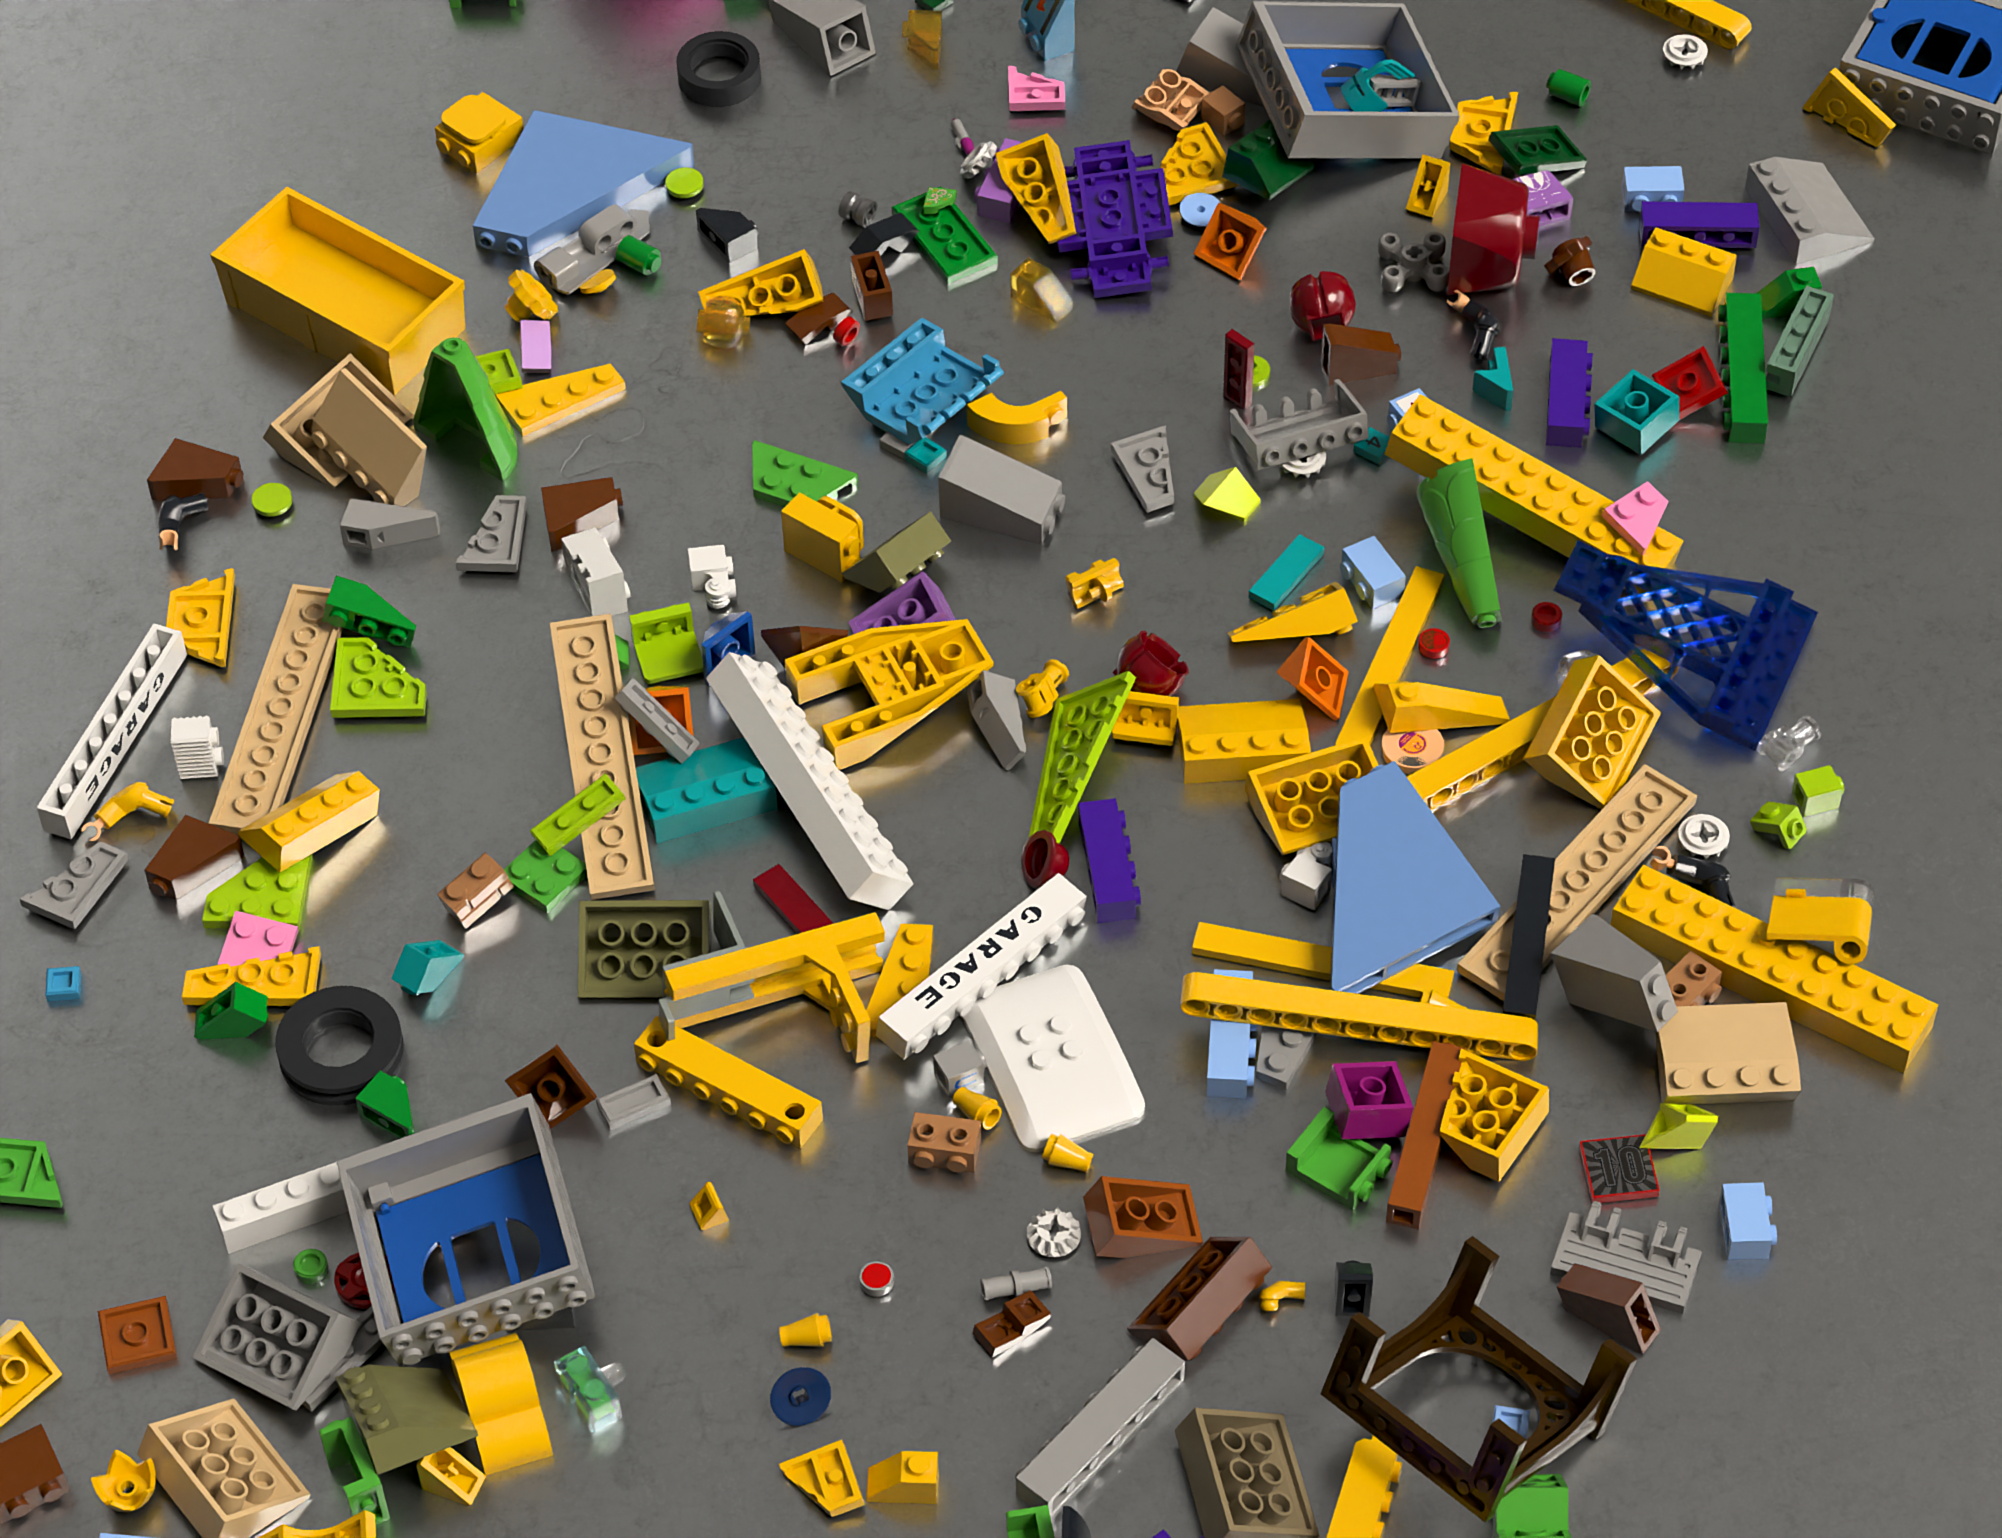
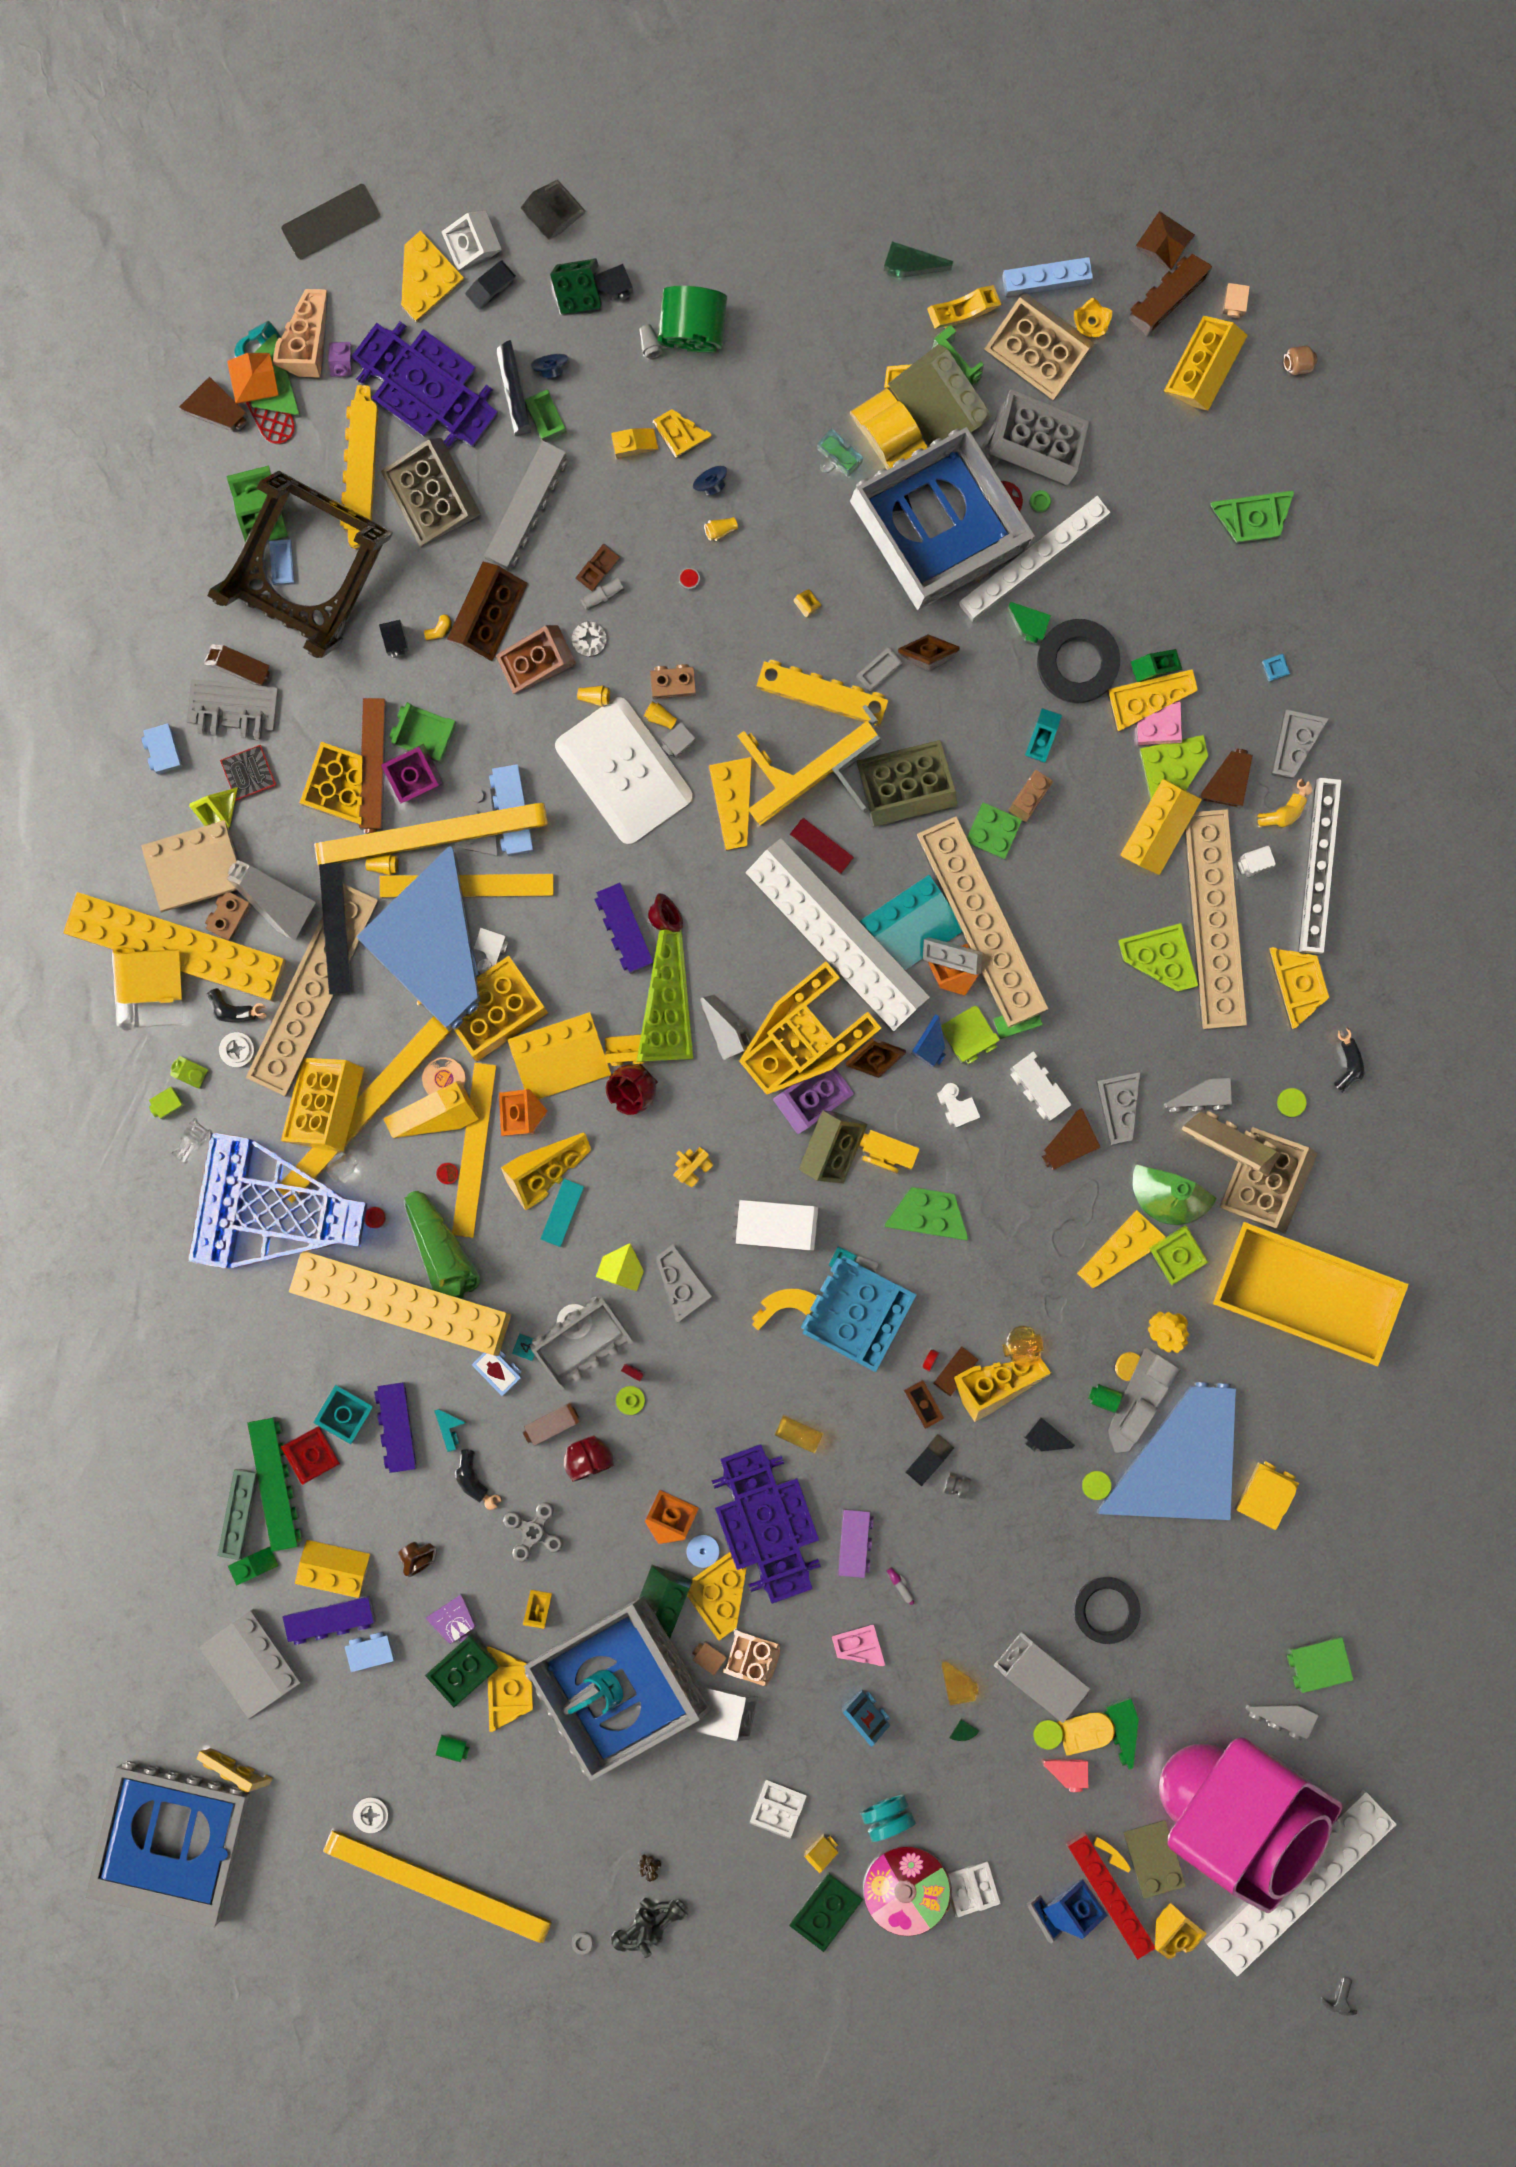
camera: 165 degrees right, 35 degrees up
(137, 1335) = (1128, 428): dark orange tile -> none
(194, 470) = (1354, 1109): reddish brown slope -> none
(364, 611) = (1189, 1007): green slope -> none
(535, 346) = (1152, 1290): lavender slope -> none
(577, 814) = (981, 867): lime tile -> none
(938, 198) = (899, 1507): bright green tile -> none
(947, 239) = (887, 1481): green tile -> none
(977, 159) = (884, 1550): white gear -> none
(981, 966) = (683, 816): white brick -> none
(1040, 185) = (825, 1530): yellow wedge -> none
(1040, 688) = (704, 1060): yellow connector -> none
(1372, 572) = (501, 1221): light blue brick -> none
(1490, 232) = (476, 1551): dark red piece -> none
(1637, 515) = (321, 1294): bright pink wing -> none

